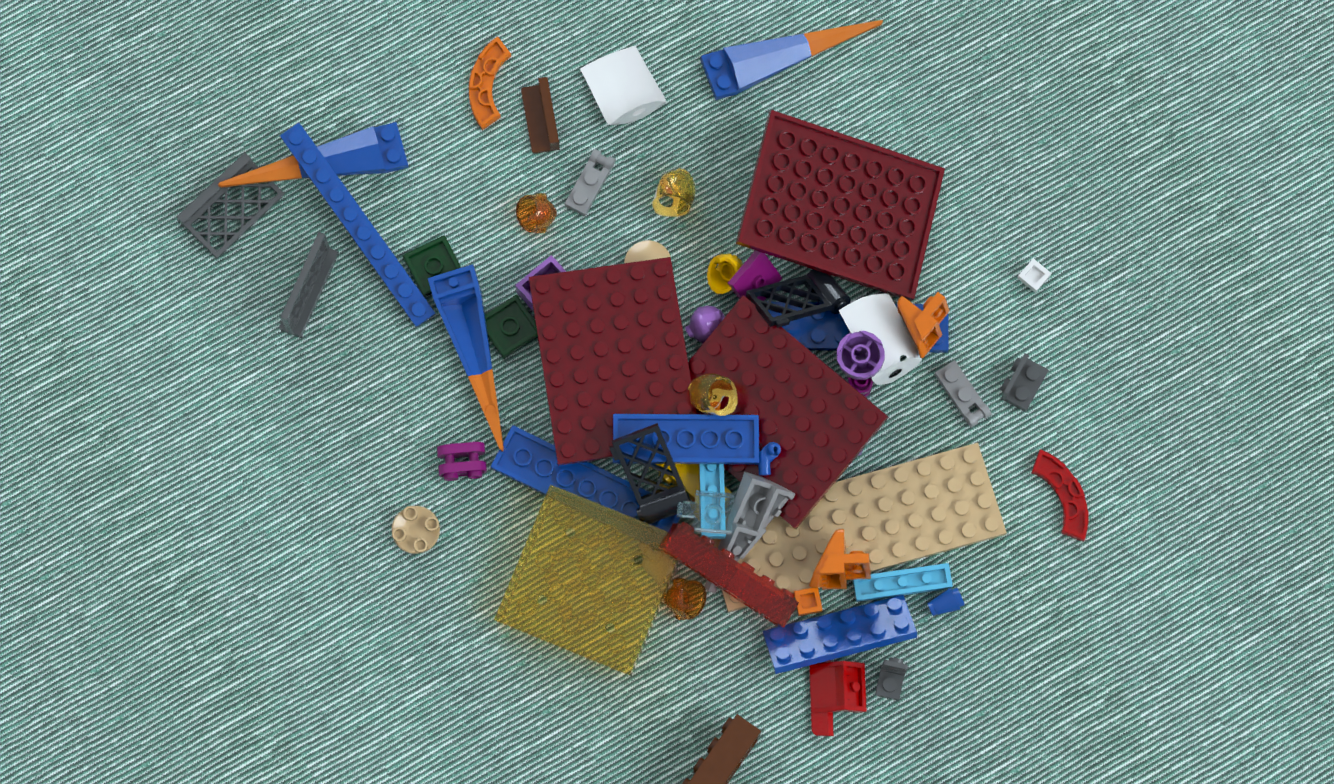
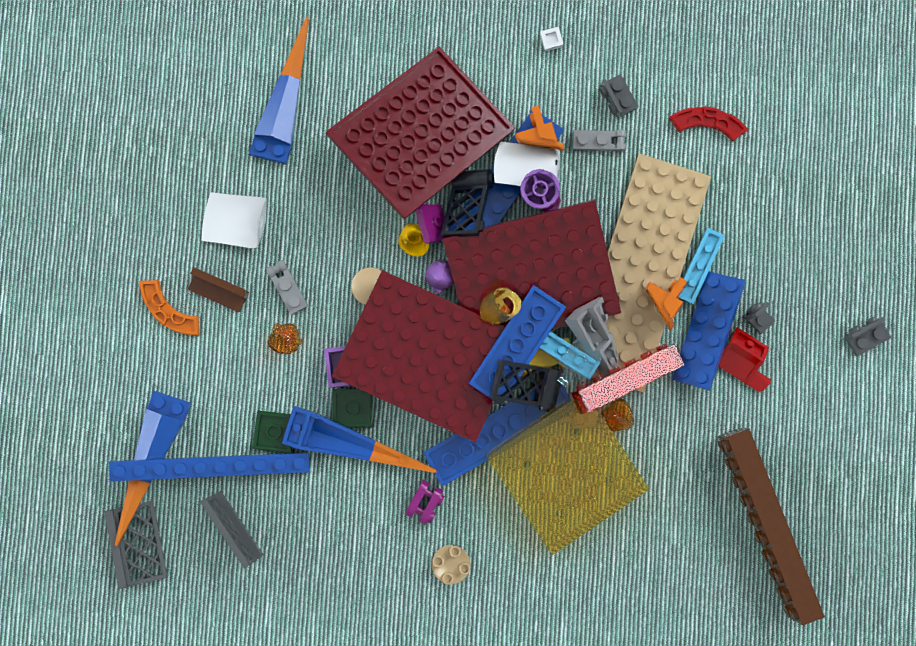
camera: 55 degrees left, 10 degrees up
(680, 187) = (333, 230): clear yellow piece -> none
(766, 456) = (563, 297): blue arm -> none
(809, 601) = (672, 336): orange plate -> none
(946, 602) = (732, 244): blue cone -> none

